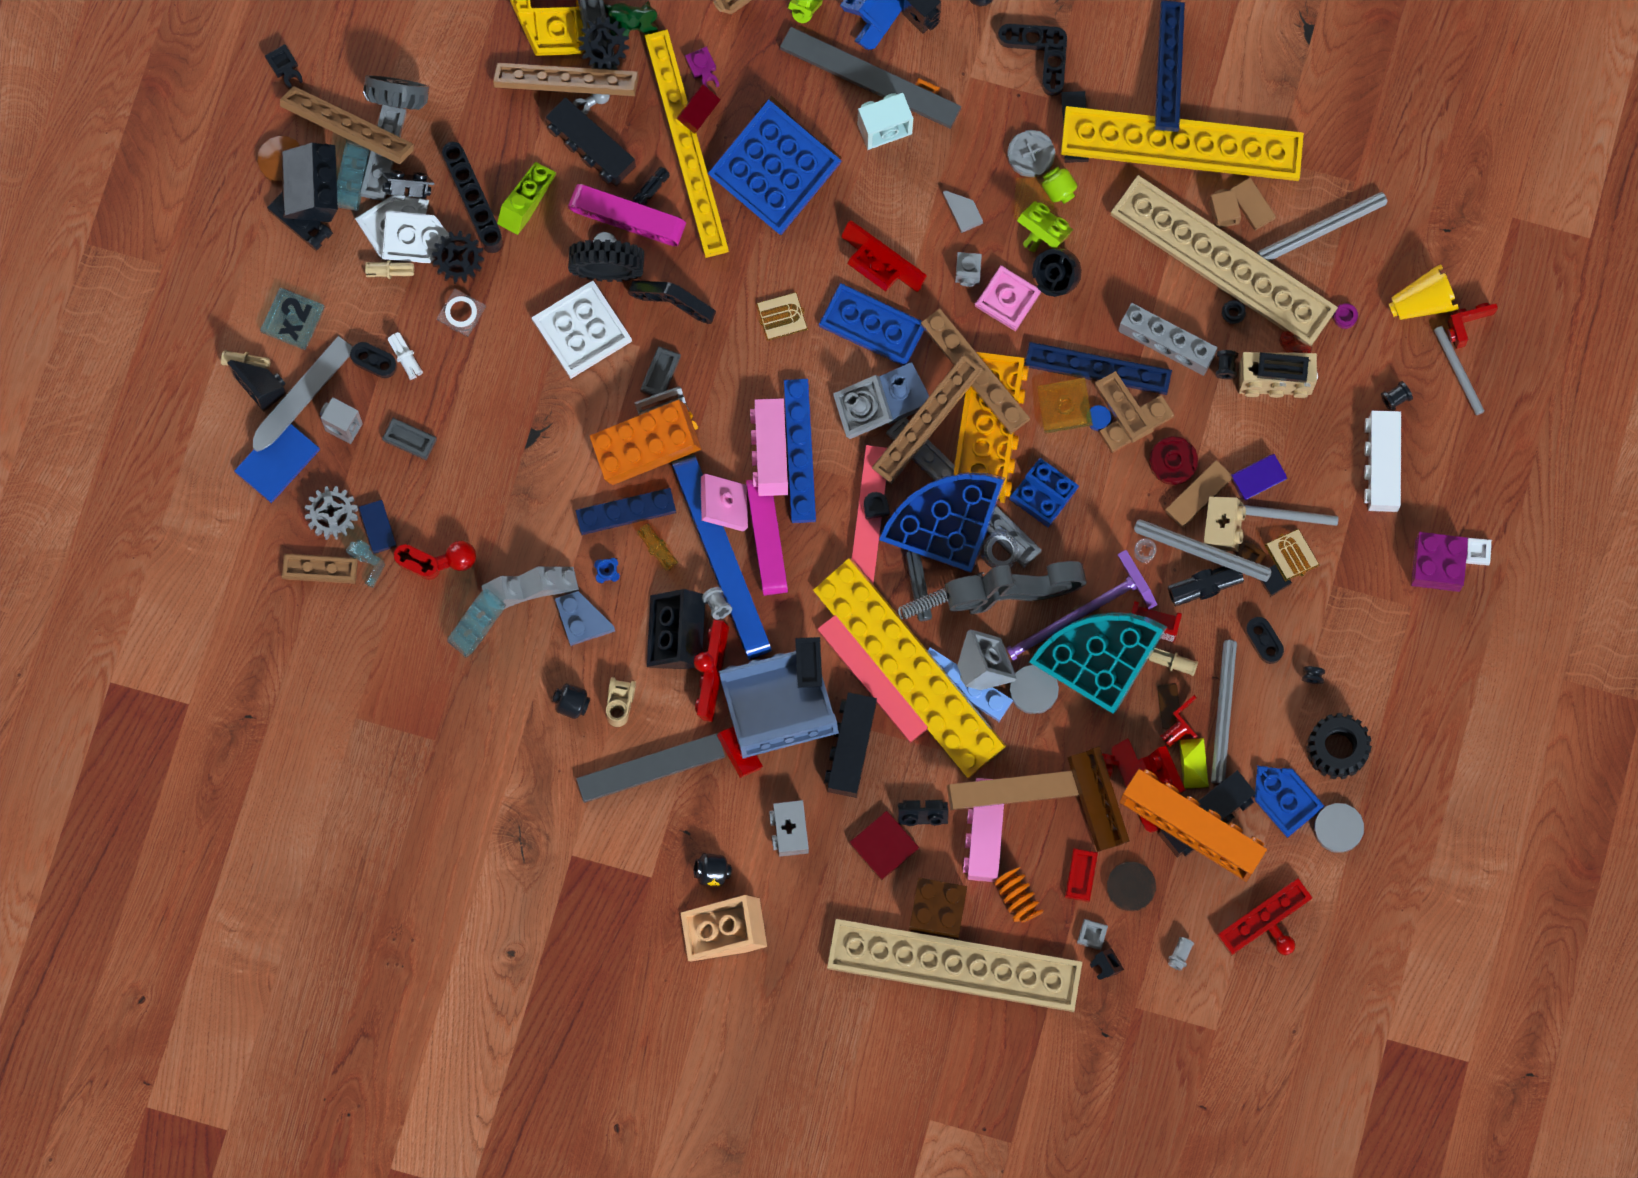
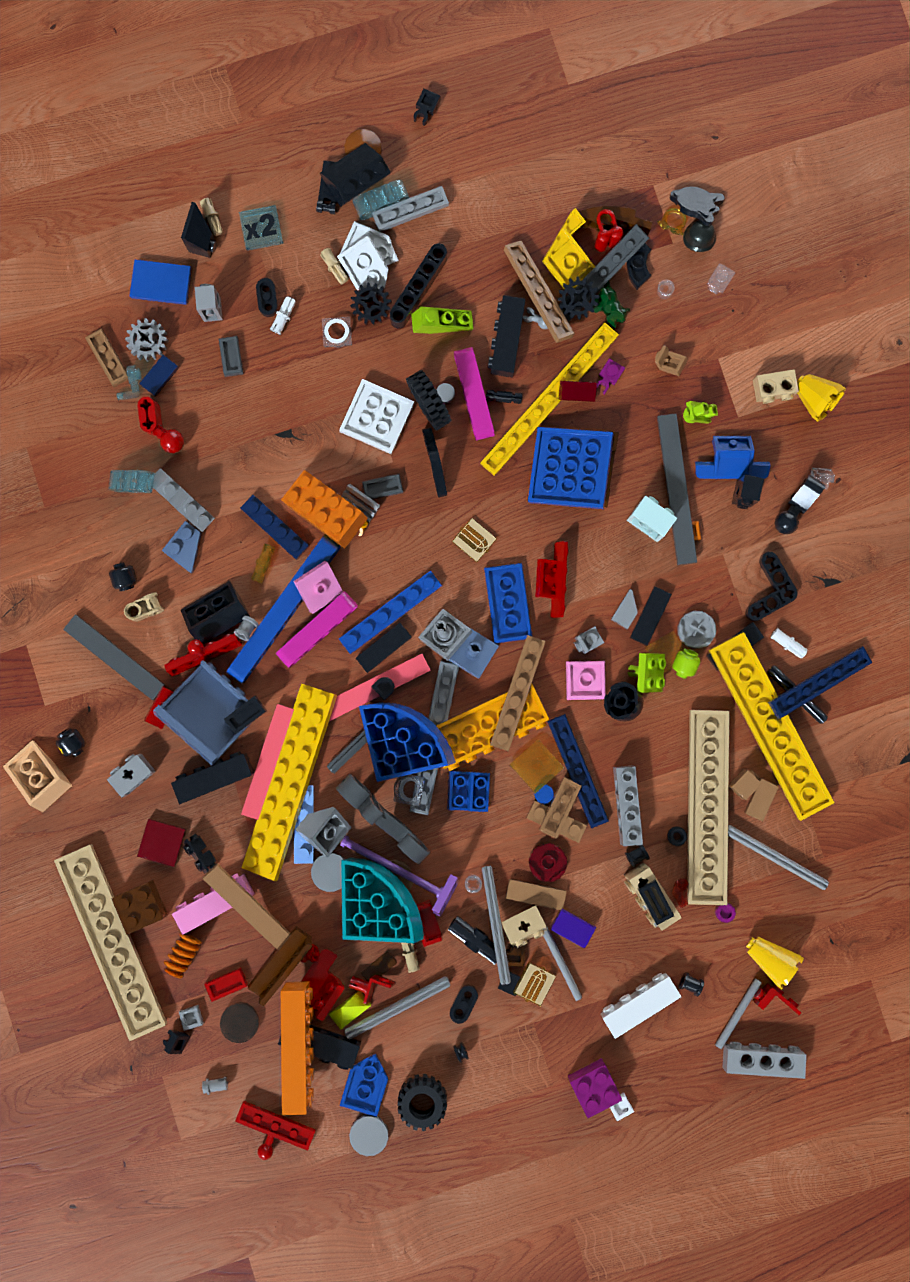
camera: 50 degrees right, 10 degrees up
(301, 394) = (213, 267): light grey piece -> none
(346, 125) = (410, 171): medium nougat plate -> none
(395, 92) = (453, 186): dark grey gear -> none
(416, 183) = (394, 230): black hinge -> none
(610, 564) = (227, 535): blue plate -> none
(771, 447) = (376, 592): bright pink brick -> none
(832, 481) = (383, 647): none -> black tile
(925, 603) = (357, 771): light grey piece -> none
(927, 419) = (463, 683): medium nougat tile -> none
(985, 190) = (650, 616): none -> black tile
(1108, 71) = (789, 643): none -> white axle
(1149, 101) = (787, 684): none -> black axle
(1549, 348) = (793, 1068): none -> light grey brick

